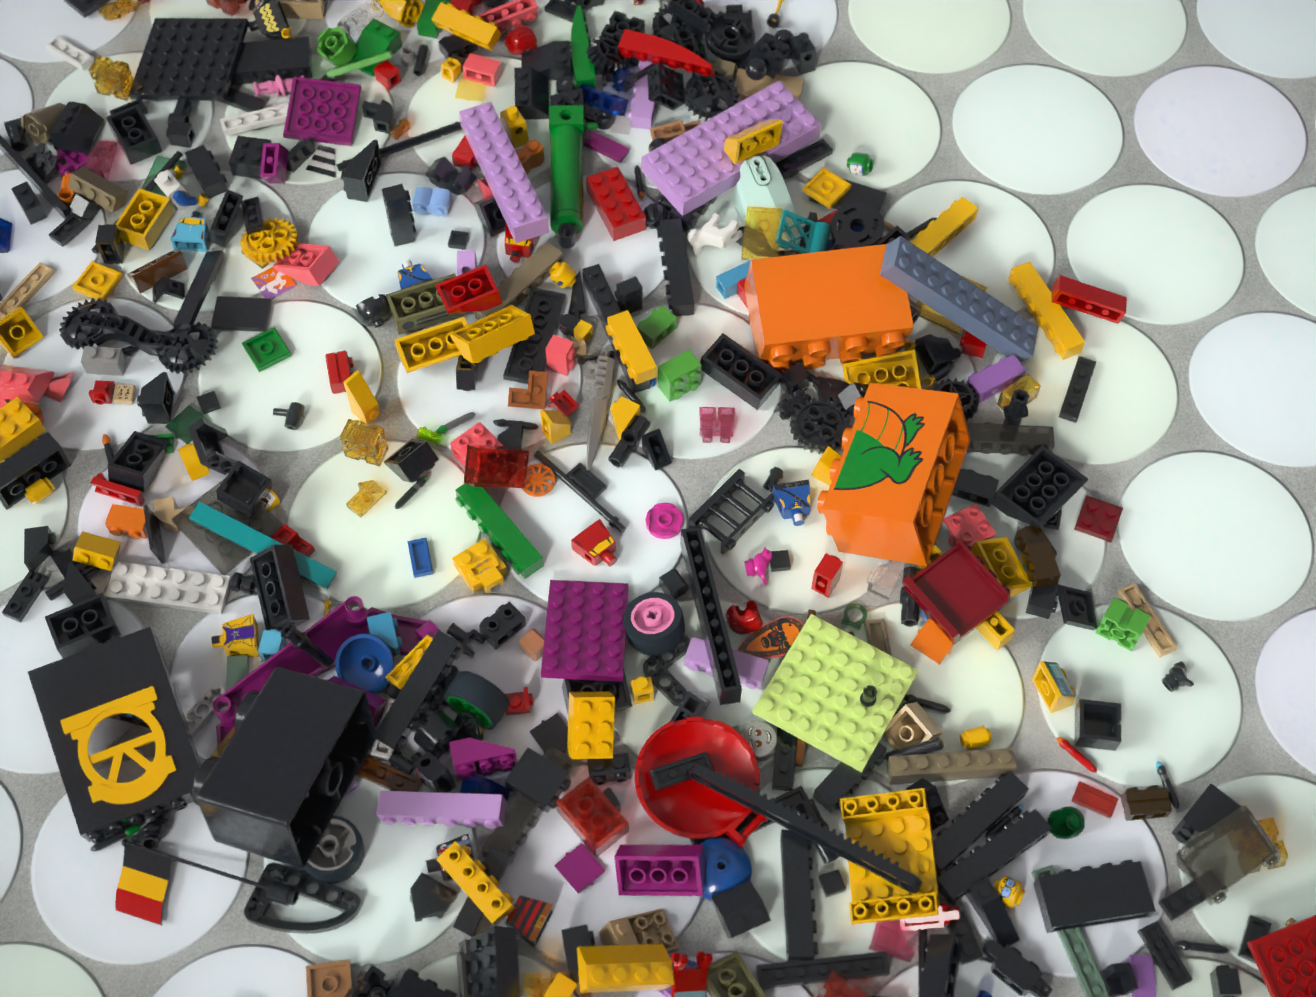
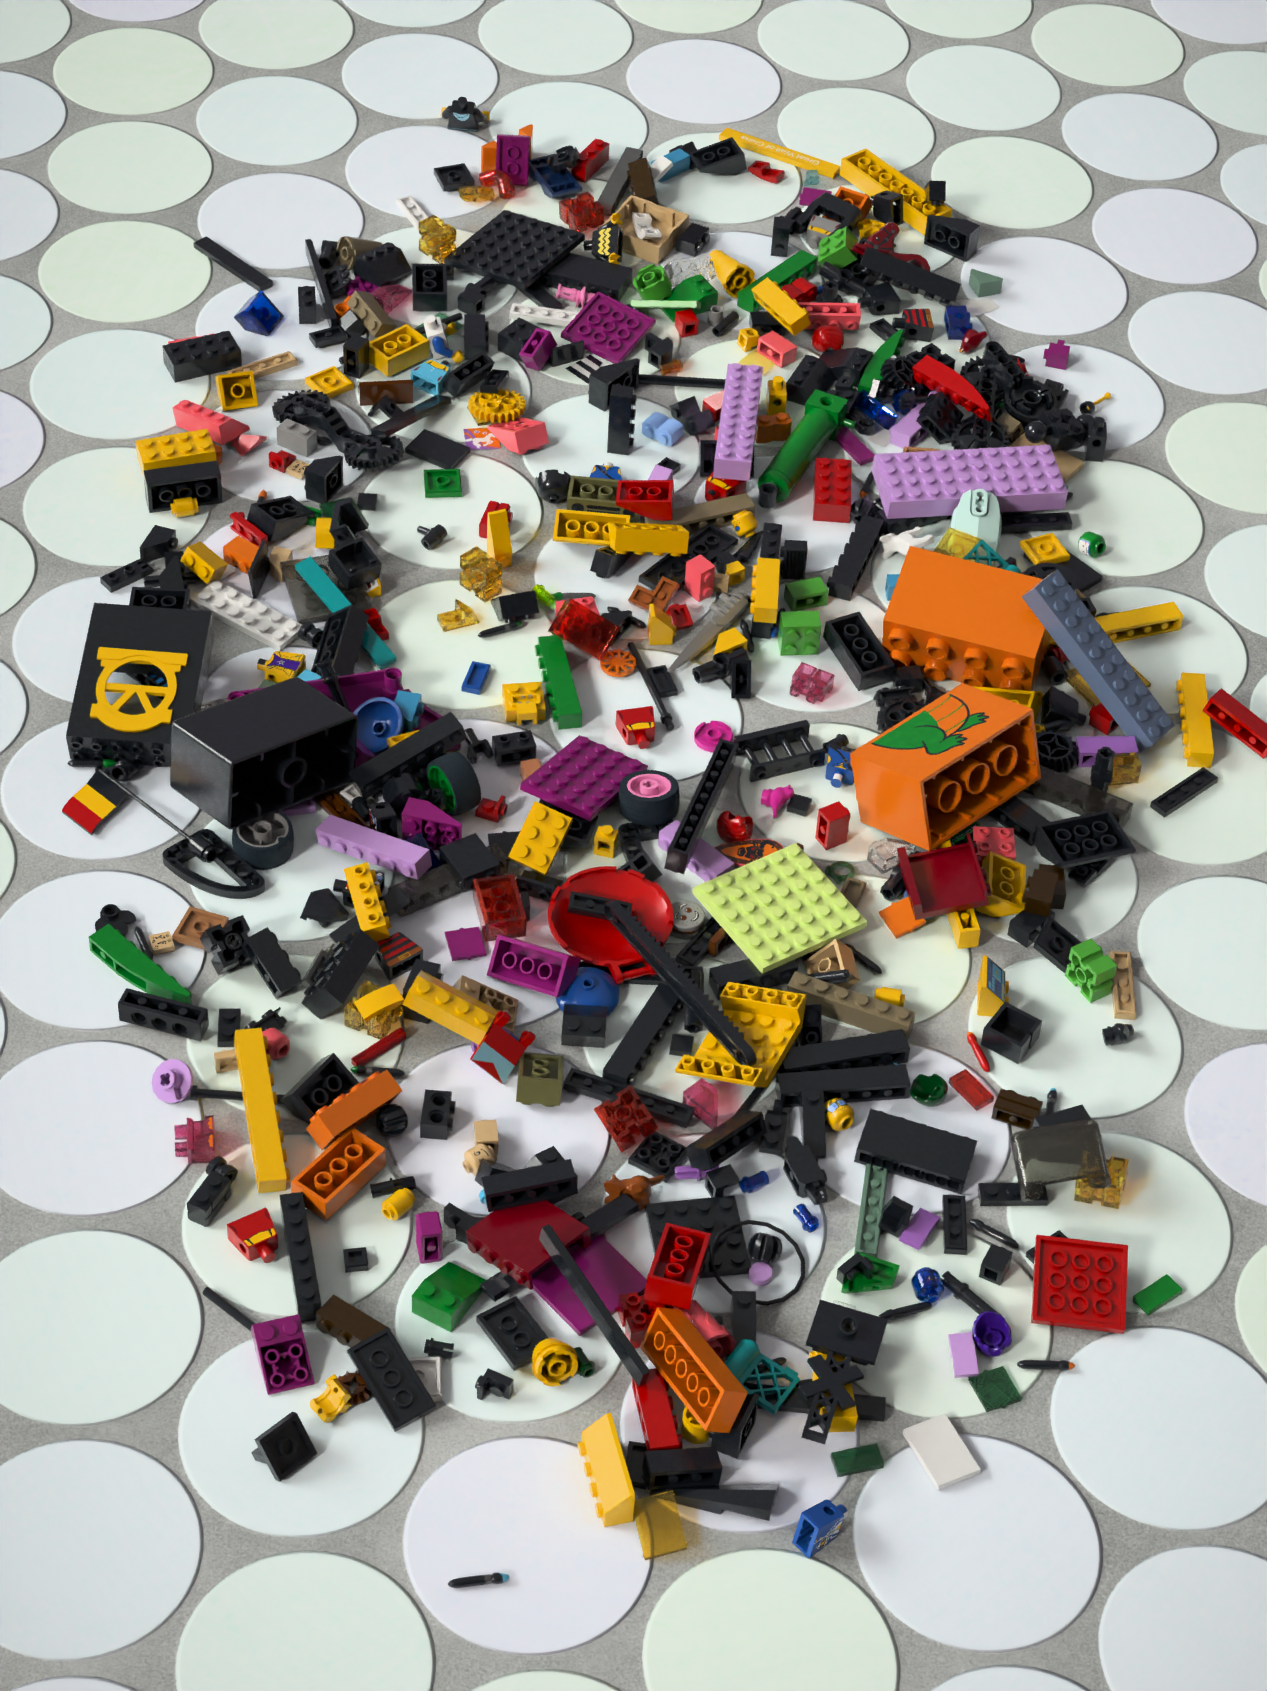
camera: 25 degrees right, 15 degrees down
(673, 584) = (687, 780): black piece -> none
(753, 140) = (987, 475): yellow slope -> none
(868, 697) = (802, 916): black pin -> none
(944, 917) = (748, 1097): hinge -> none
(1098, 518) = (1131, 893): dark red plate -> none

